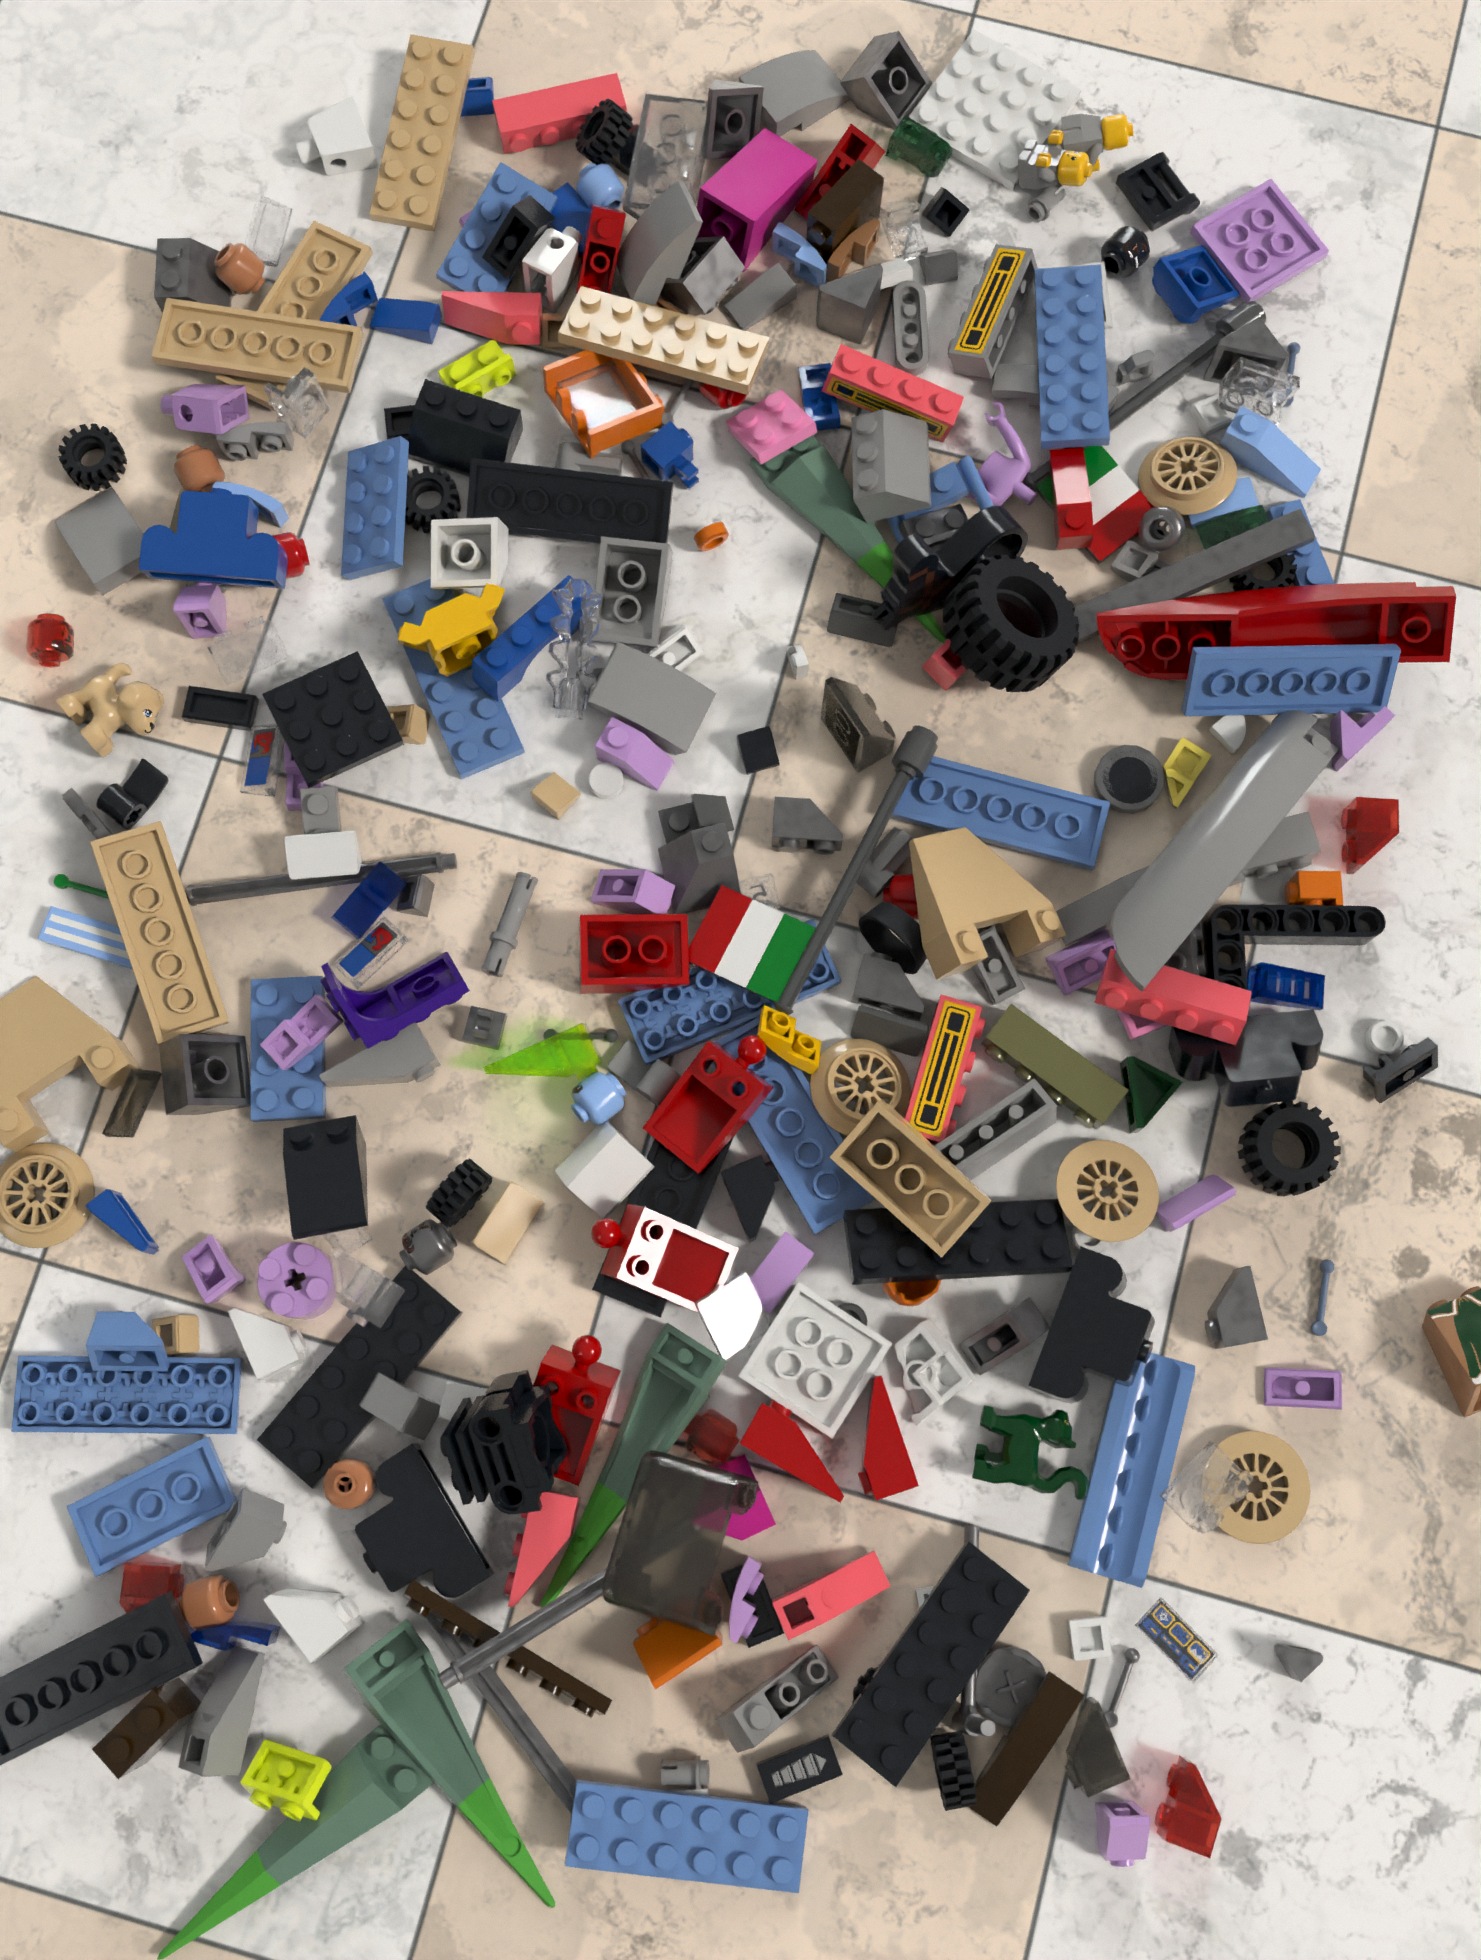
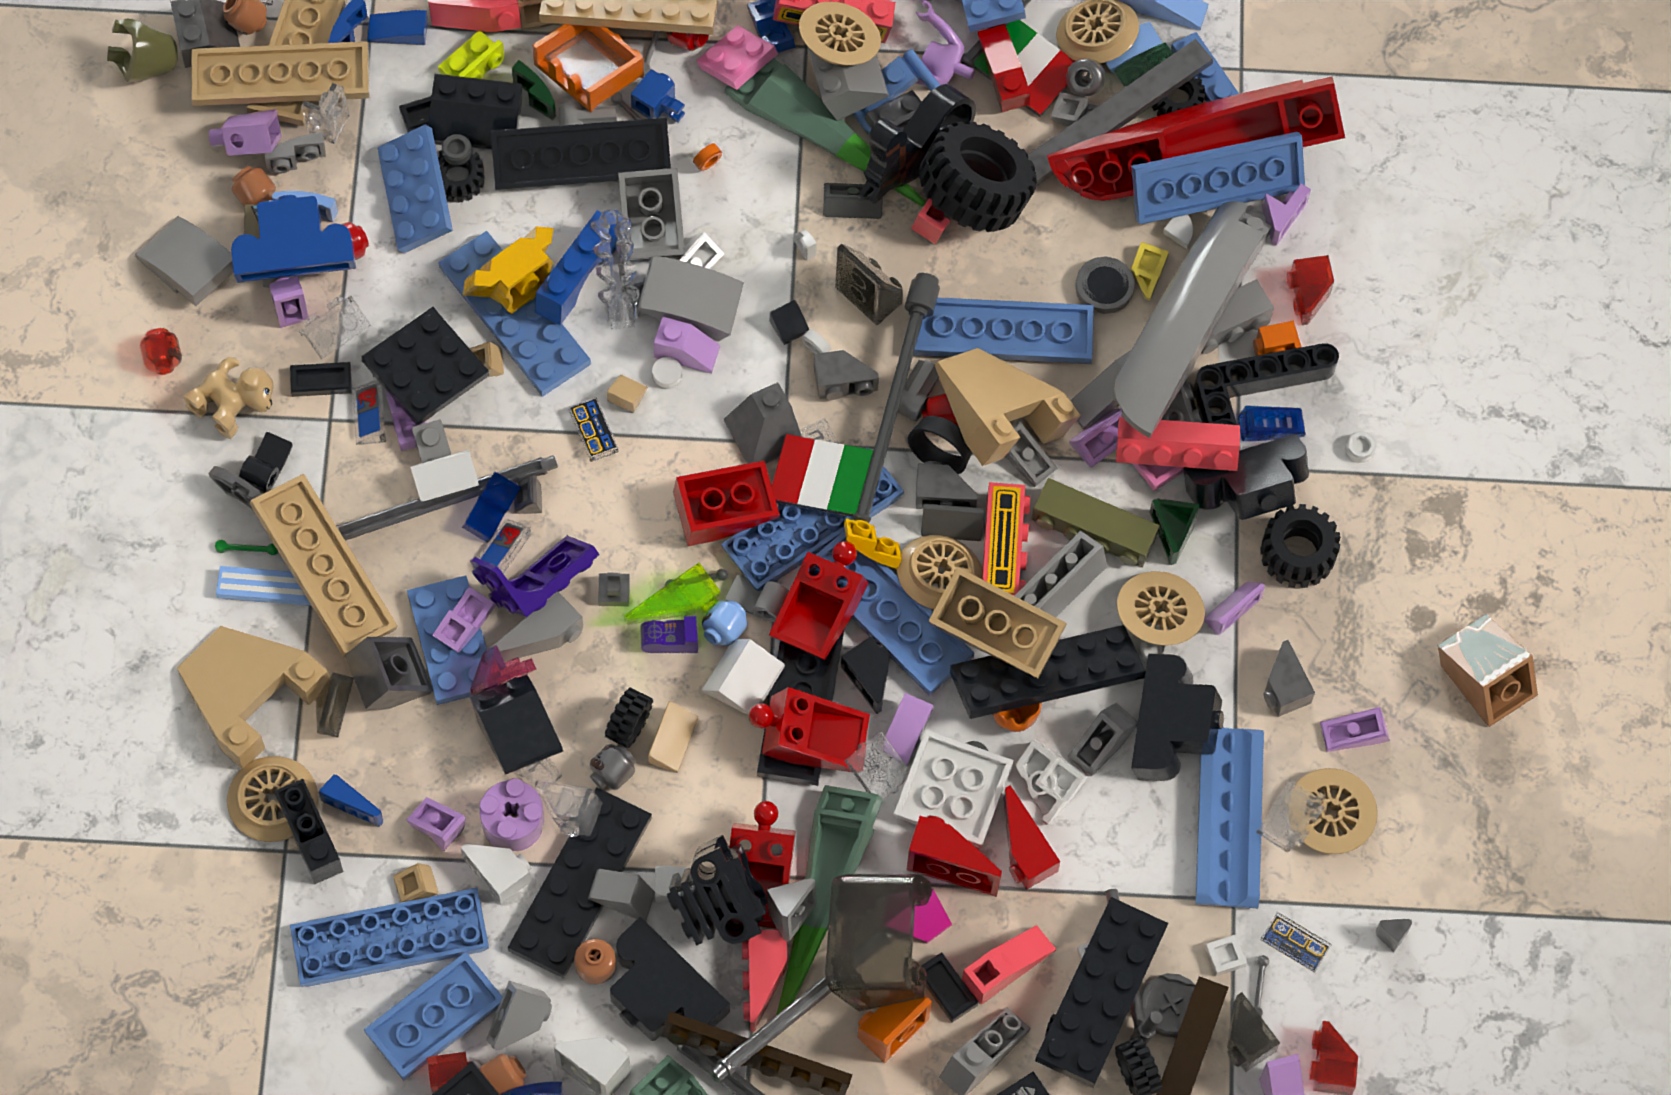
camera: 15 degrees left, 10 degrees down
(64, 1251) = (309, 831): none -> black slope
(88, 440) = (151, 179): black tyre -> none
(120, 293) = (152, 52): none -> olive piece
(124, 1344) = (383, 891): medium blue slope -> none
(316, 1105) = (494, 672): none -> clear pink slope
(430, 472) = (456, 149): none -> dark grey tile
(468, 552) = (505, 208): white slope -> none
(505, 936) = (613, 512): light grey pin -> none
(507, 831) = (593, 429): none -> tile
(534, 1099) = (670, 636): none -> dark purple leg
(538, 421) = (538, 93): none -> dark green slope
(589, 1473) = (791, 905): none -> light grey slope
(632, 891) = (711, 453): lavender slope -> none
(700, 813) = (754, 379): dark grey slope -> none
(711, 1437) = (883, 860): clear red head -> none
(741, 1610) = (940, 987): lavender slope -> none
(781, 781) = (815, 342): none -> white tile
(900, 408) = (842, 29): none -> tan piece
(1020, 1452) = (1137, 827): dark green animal -> none
(1319, 1327) = (1357, 682): sand blue hinge -> none
(1398, 1074) = (1380, 467): black plate -> none

